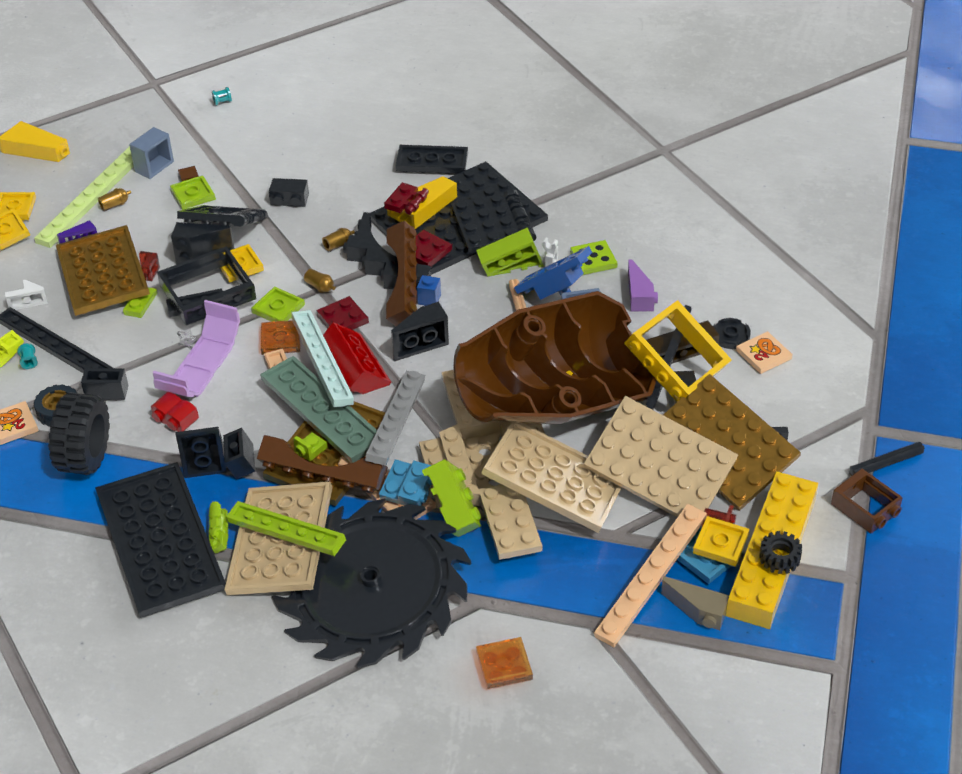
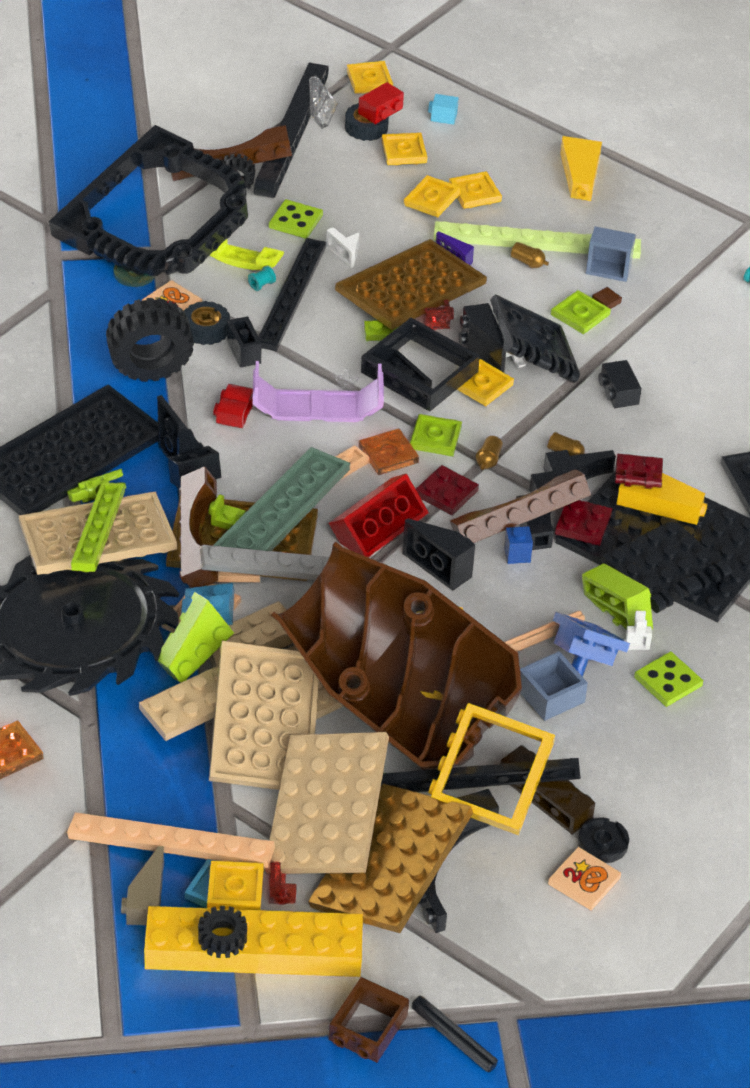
camera: 65 degrees right, 0 degrees up
(322, 359) = (351, 482): light aqua plate -> none
(640, 289) = (626, 732): medium lavender slope -> none

